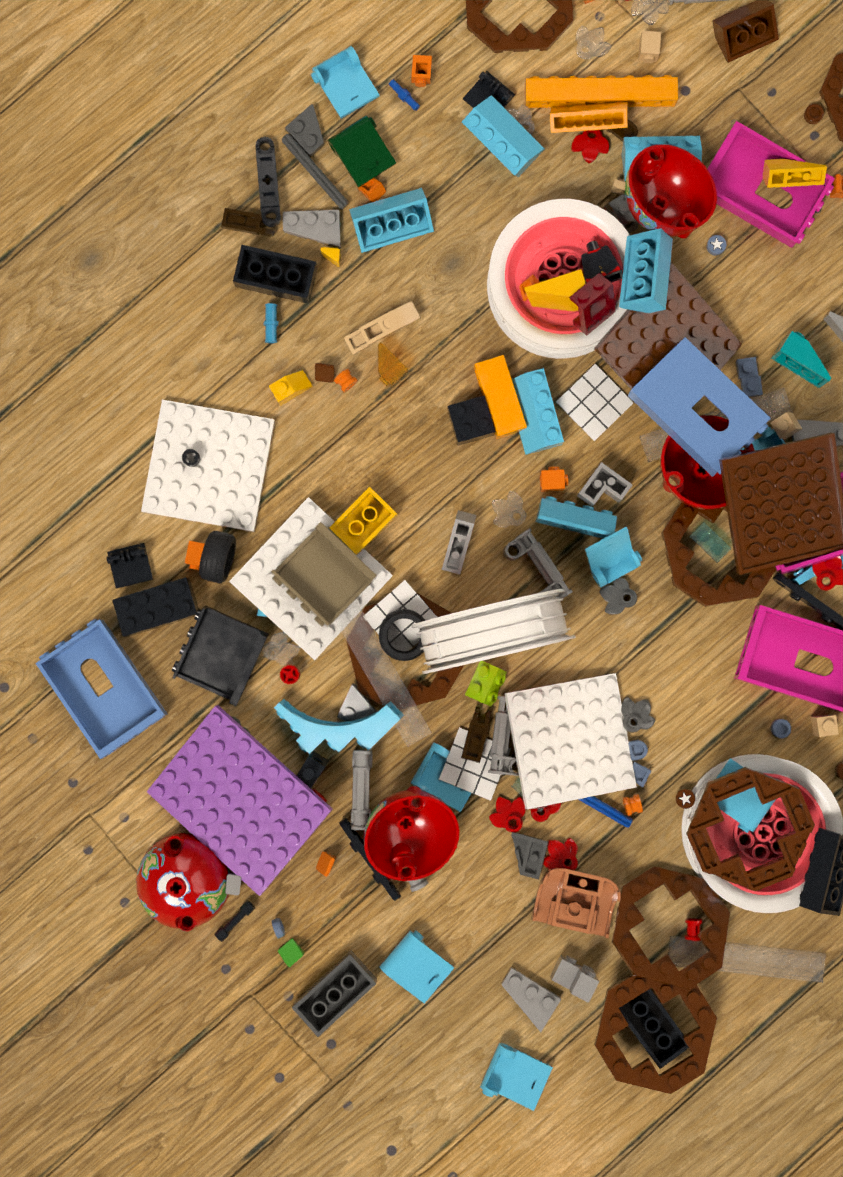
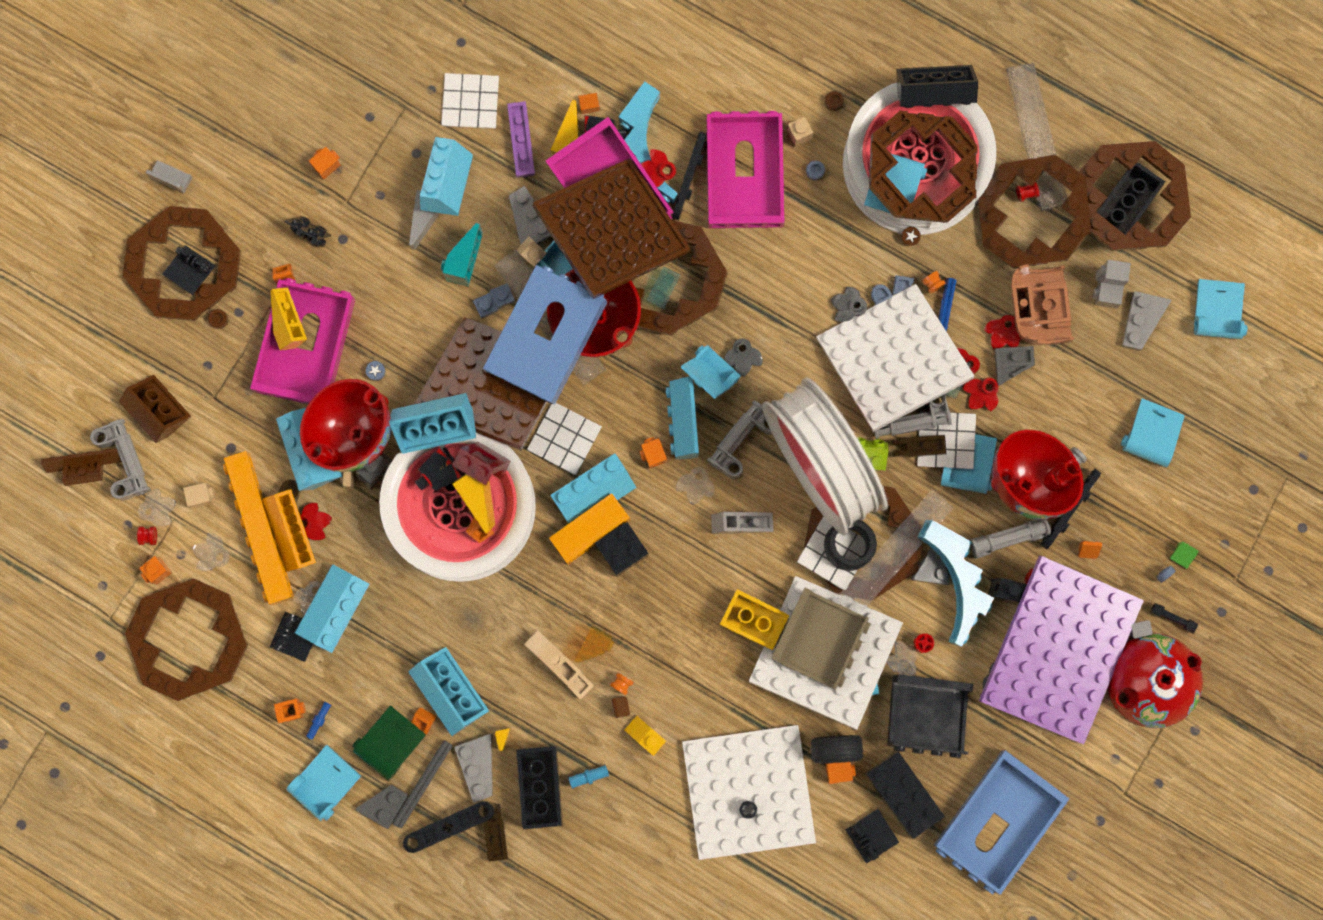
camera: 110 degrees left, 5 degrees down
(334, 993) = (1206, 500): dark grey brick -> none
(604, 481) = (639, 405): light grey brick -> none

